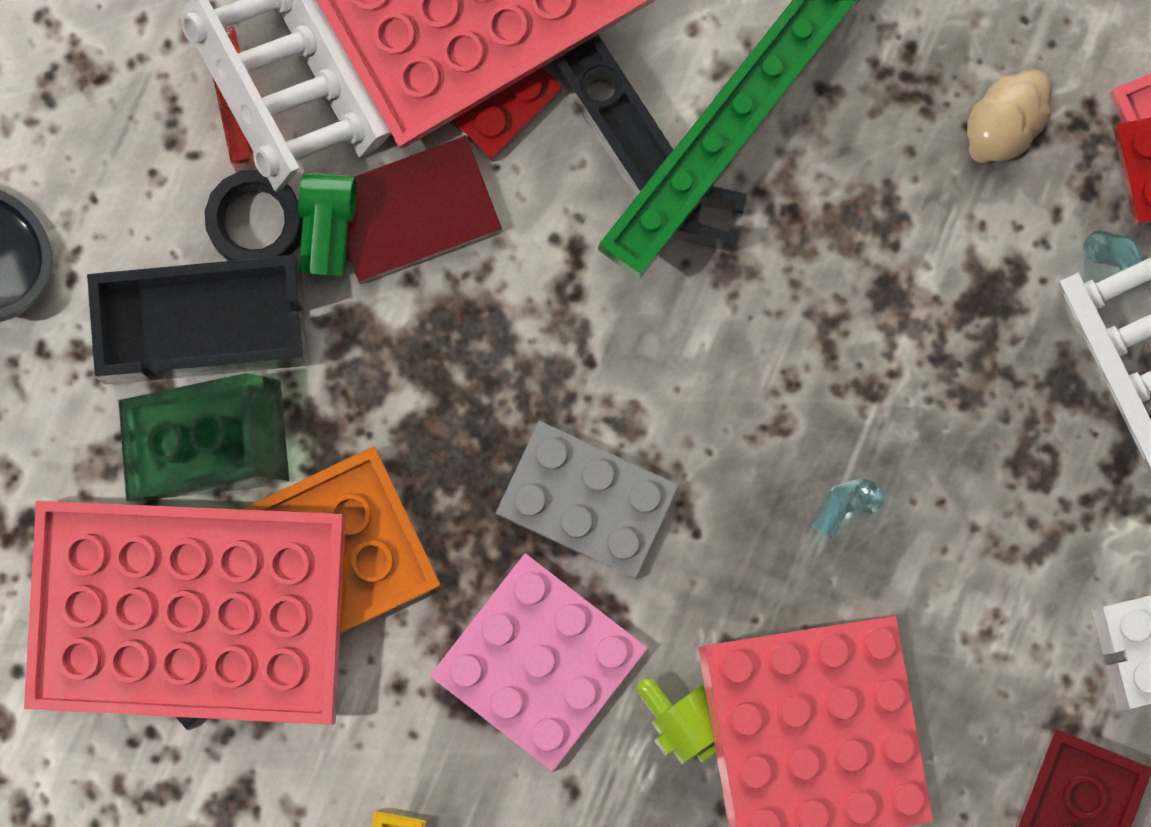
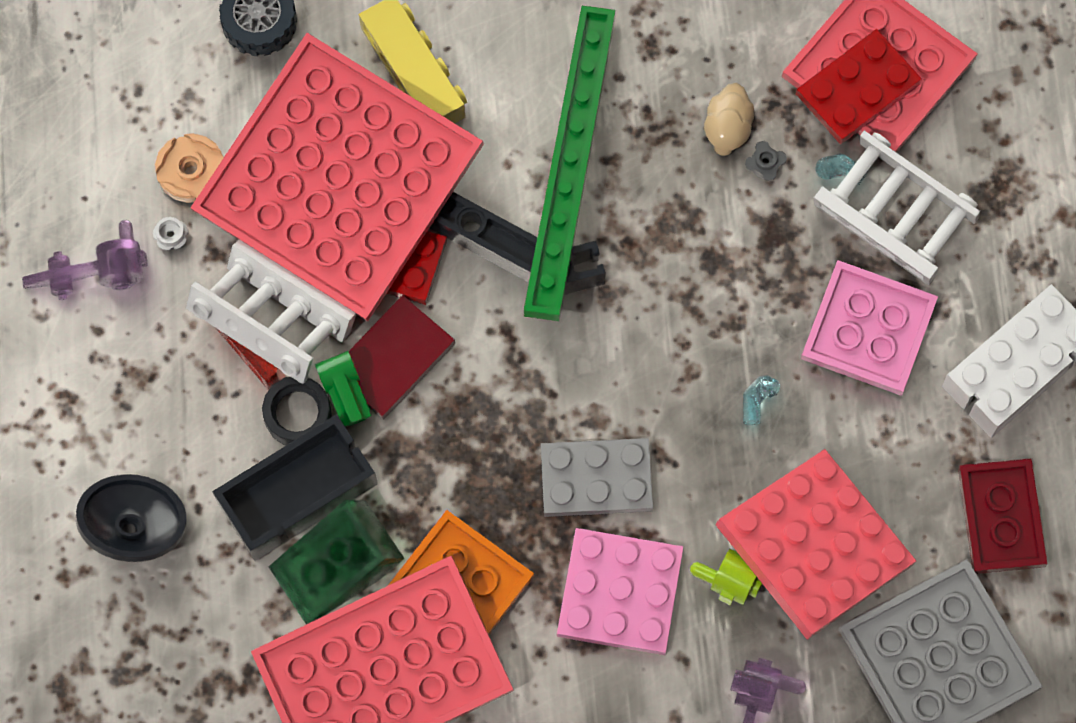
camera: 25 degrees left, 10 degrees down
(1021, 210) = (760, 169): none -> dark grey plate
(1040, 487) = (869, 327): none -> bright pink plate

